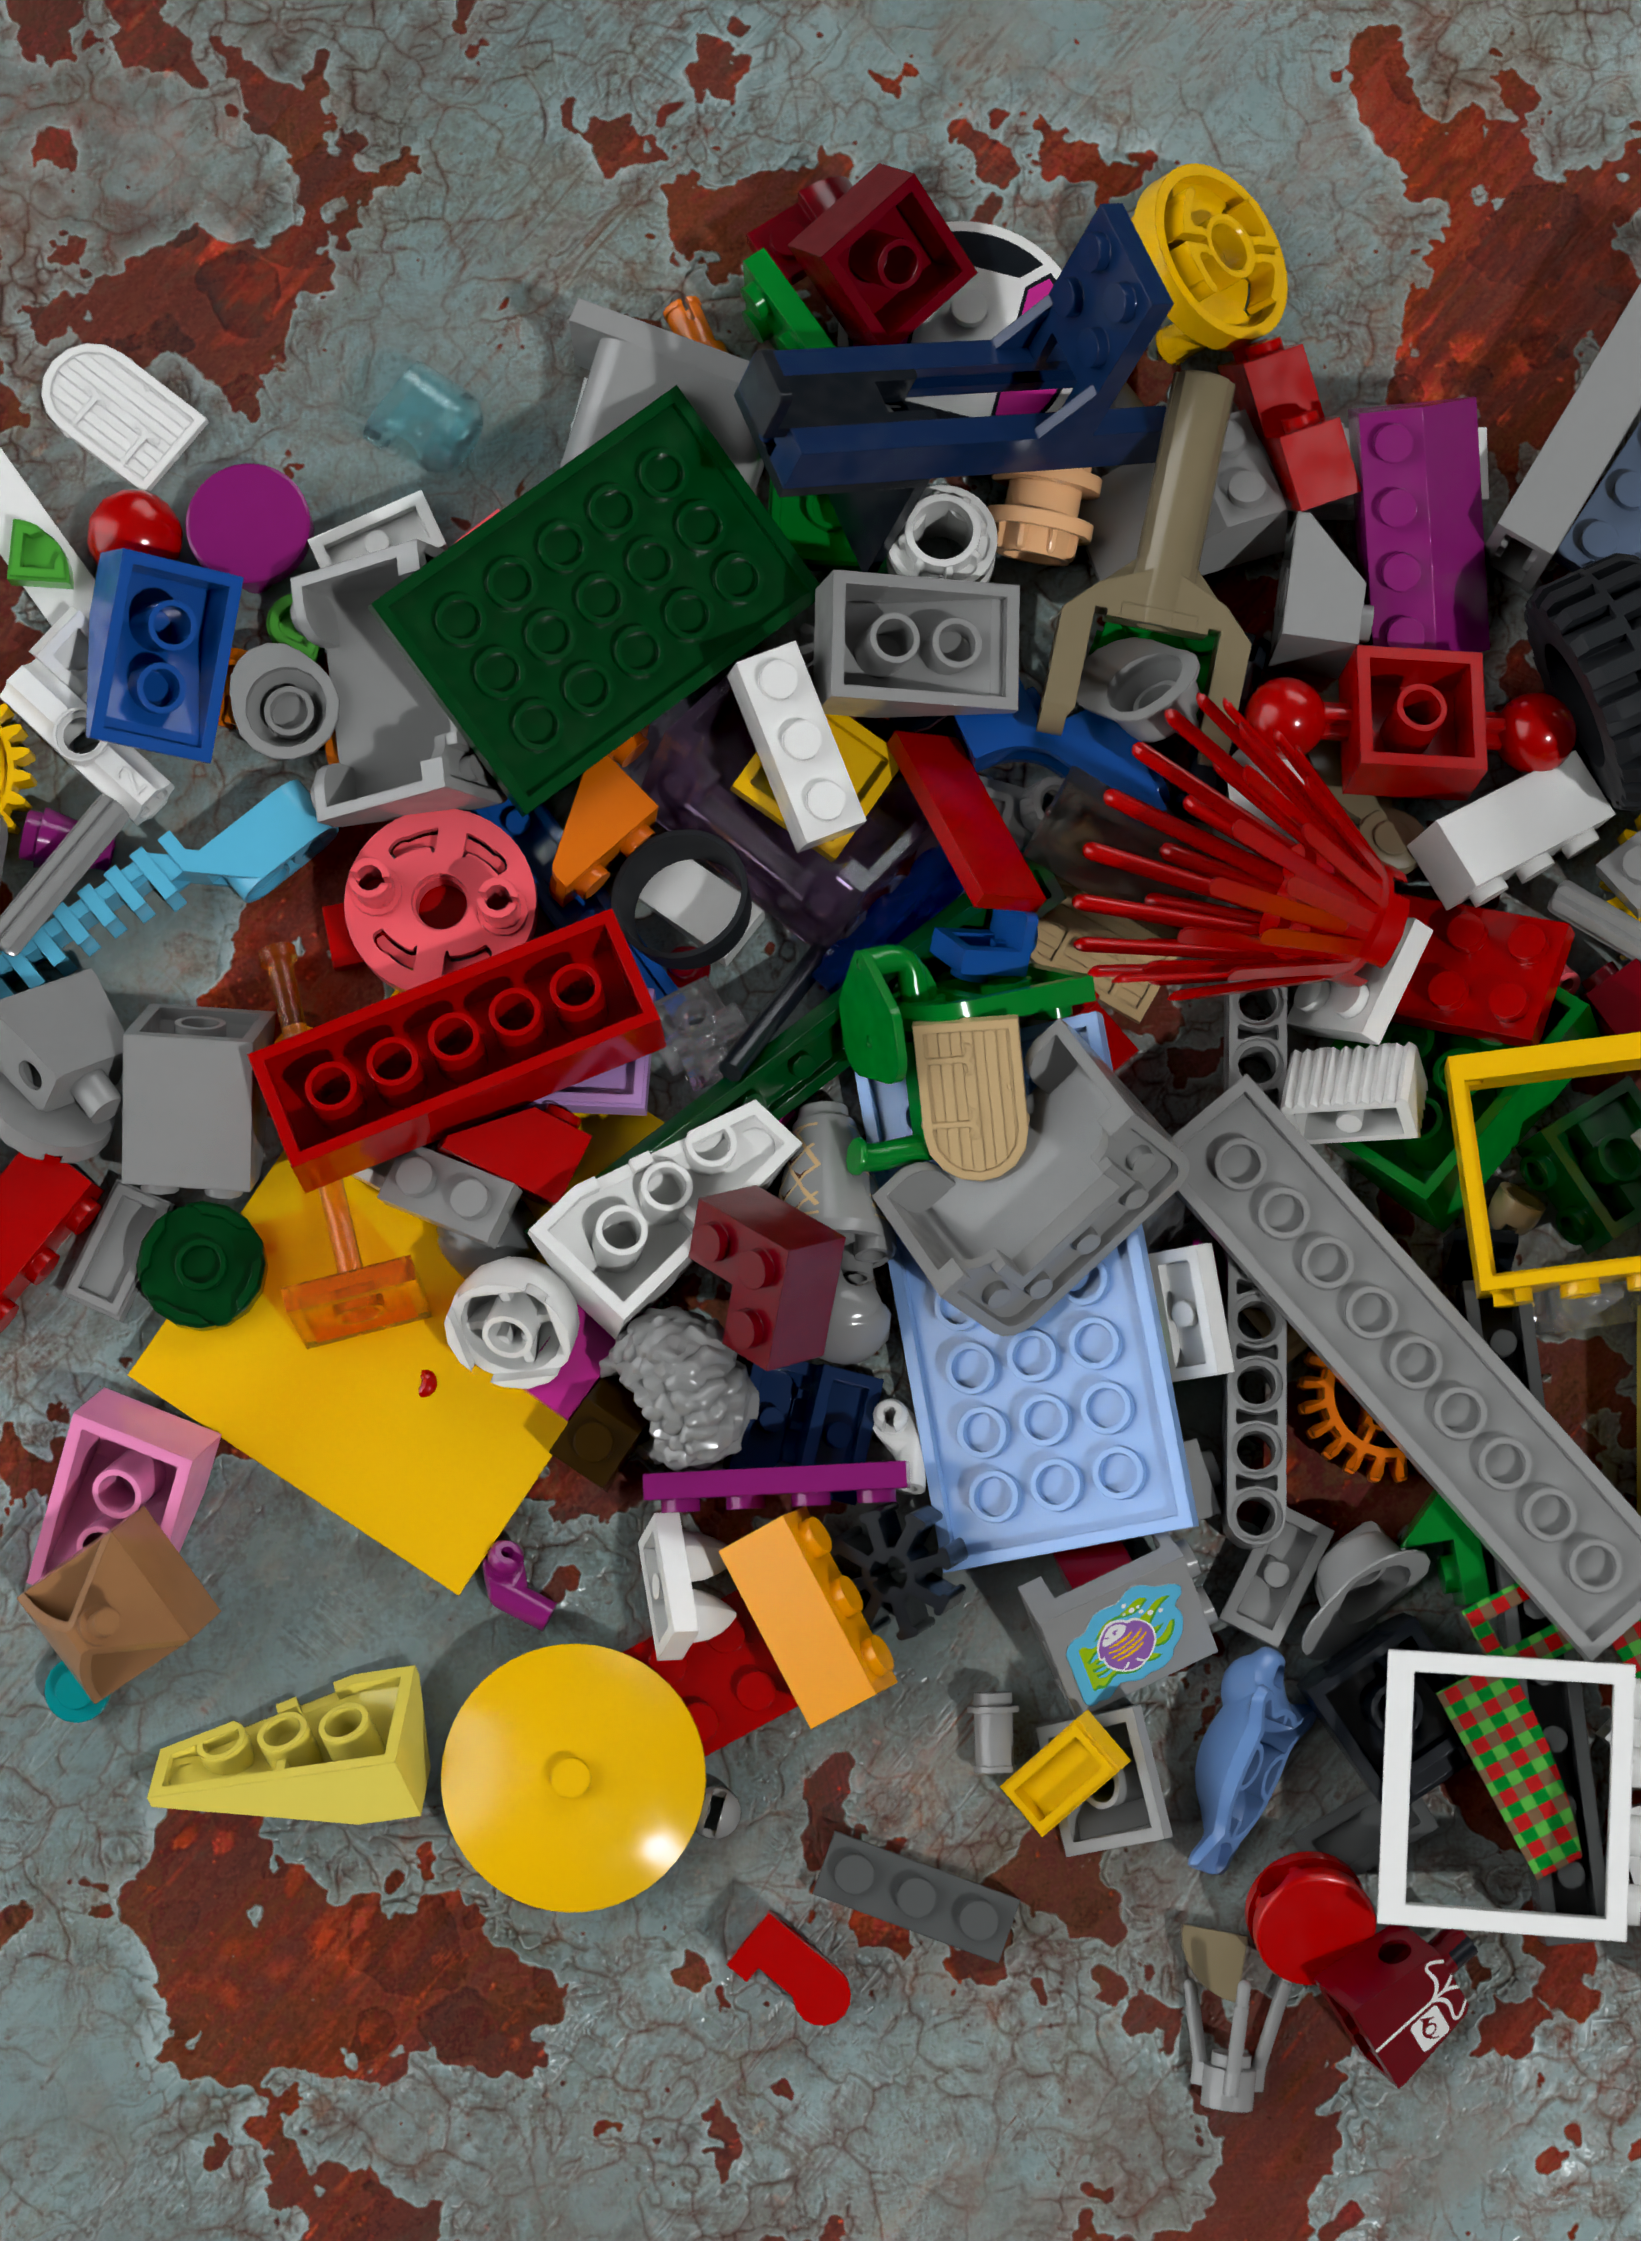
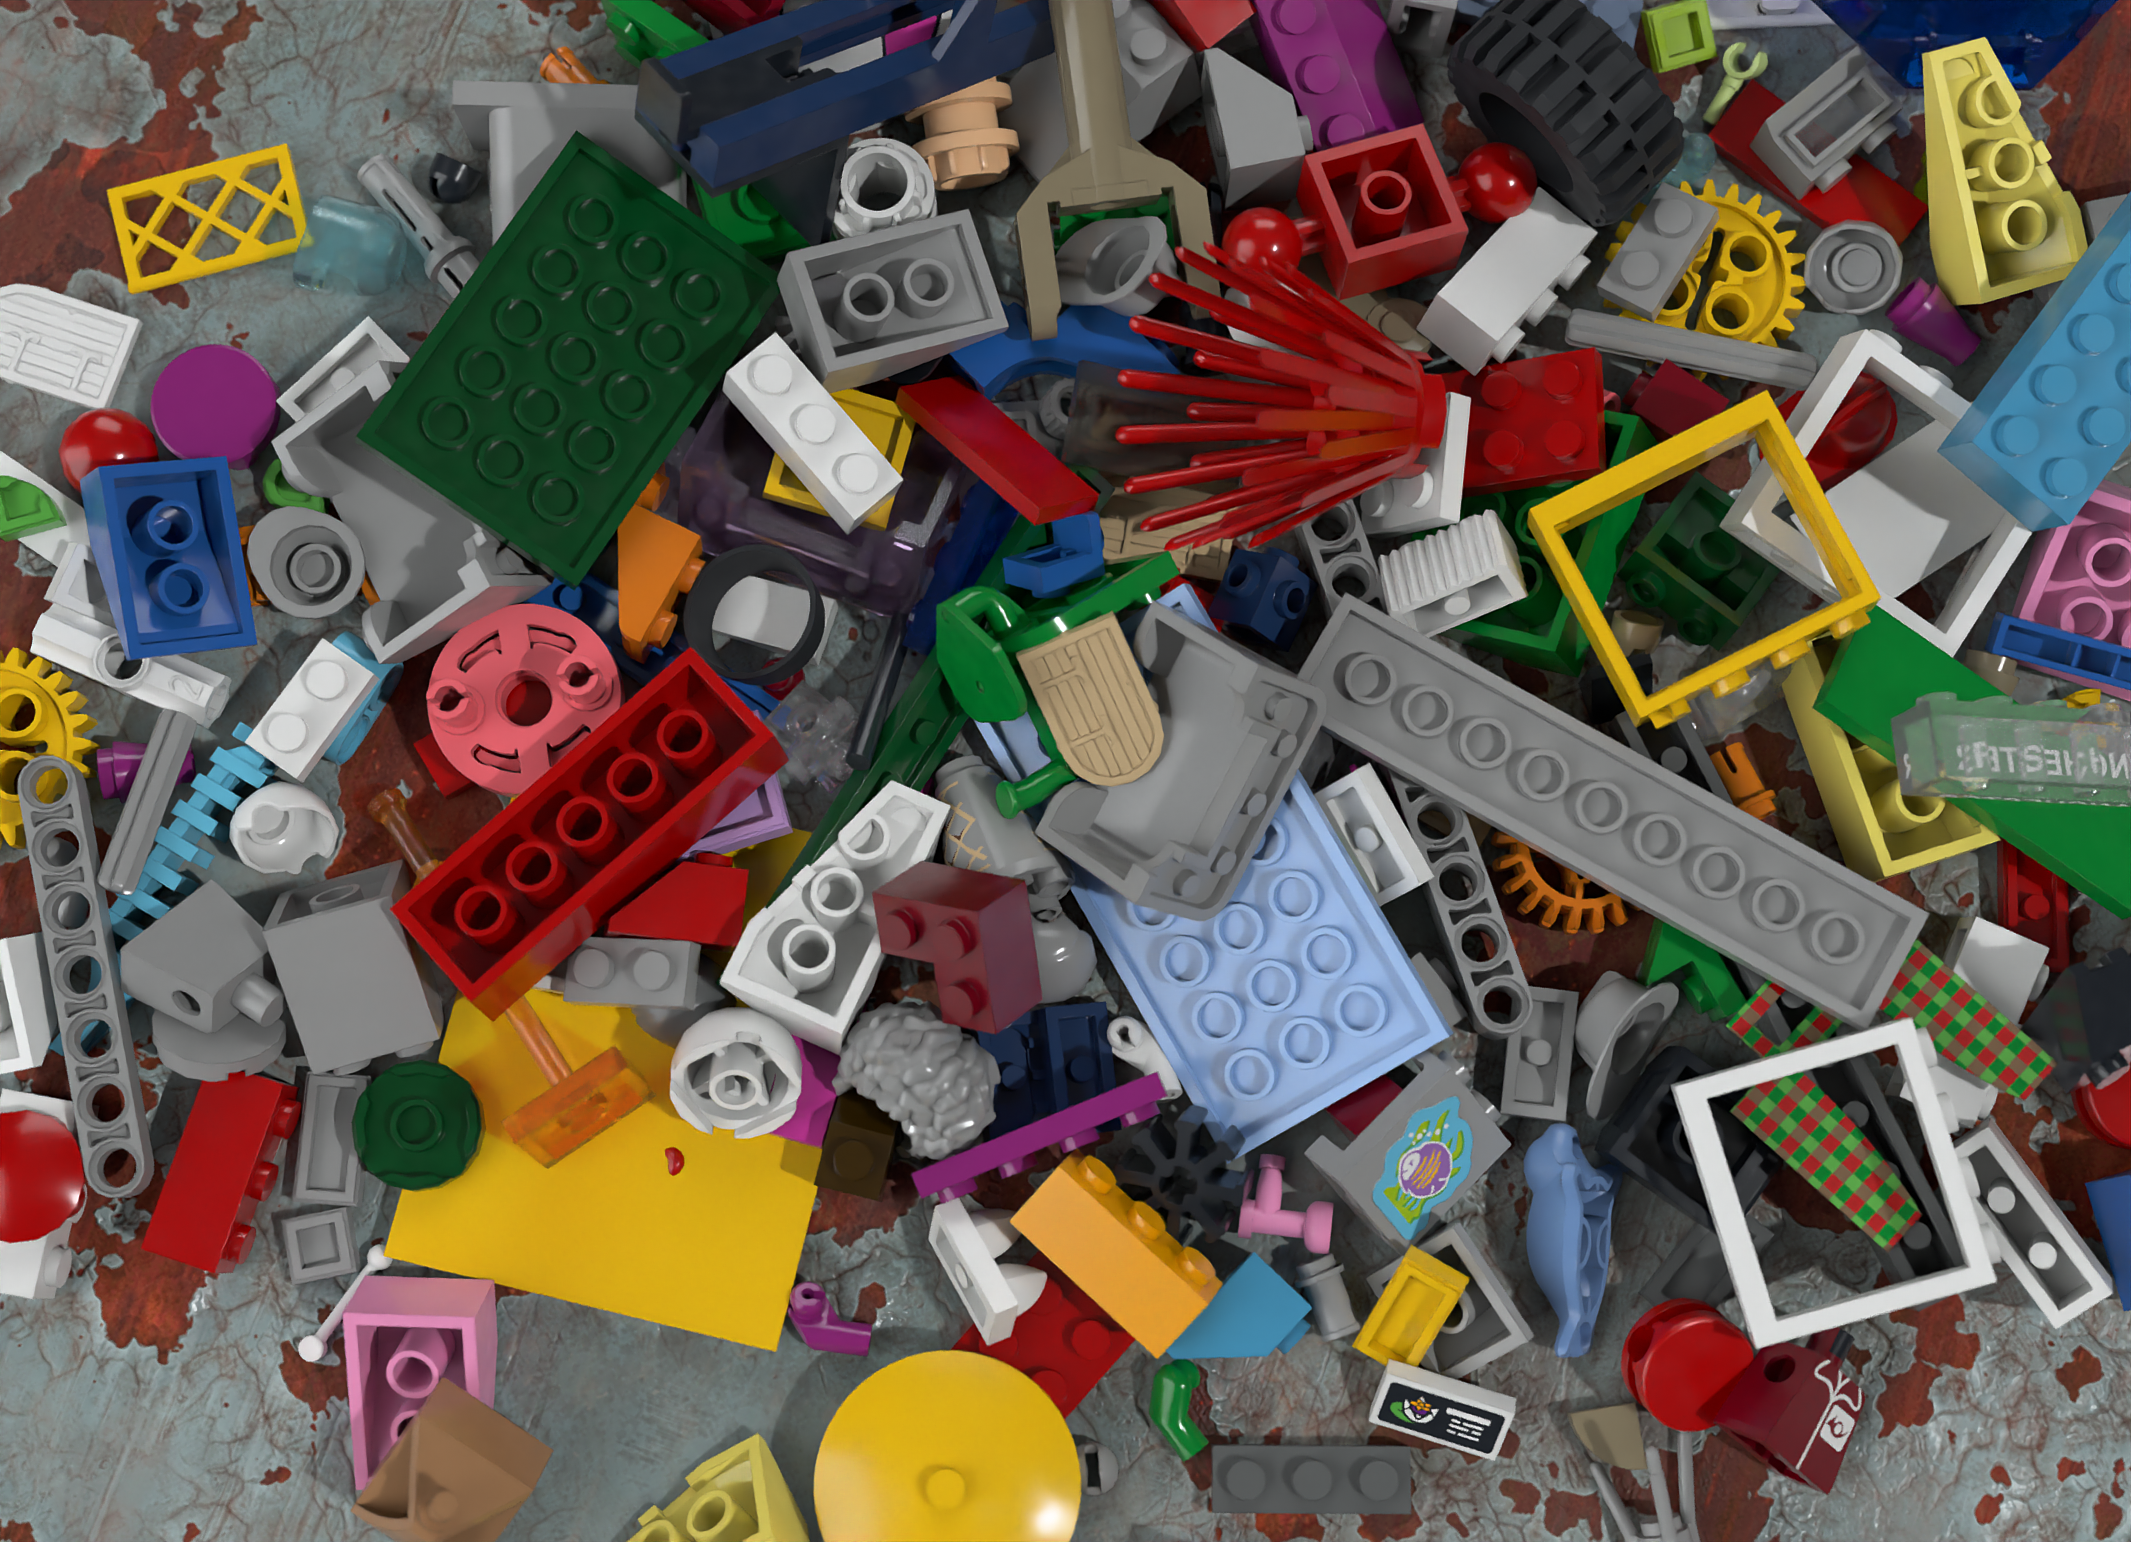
camera: 20 degrees left, 0 degrees up
(34, 1436) = (315, 1346): none -> white hinge
(73, 1345) = (321, 1245): none -> light grey tile
(174, 944) = (282, 828): none -> white hair
(240, 843) = (312, 710): none -> white plate
(279, 303) = (170, 189): none -> yellow window
(514, 459) = (447, 257): none -> light grey pin
(544, 386) = (451, 179): none -> black hinge
(808, 1780) = (1170, 1407): none -> green arm
(907, 1722) = (1246, 1317): none -> dark azure slope
(962, 1636) = (1266, 1217): none -> bright pink piece
(1063, 1876) = (1442, 1409): none -> tile
(1169, 1051) = (1263, 598): none -> dark blue brick
(1564, 1393) = (1744, 785): none -> orange pin

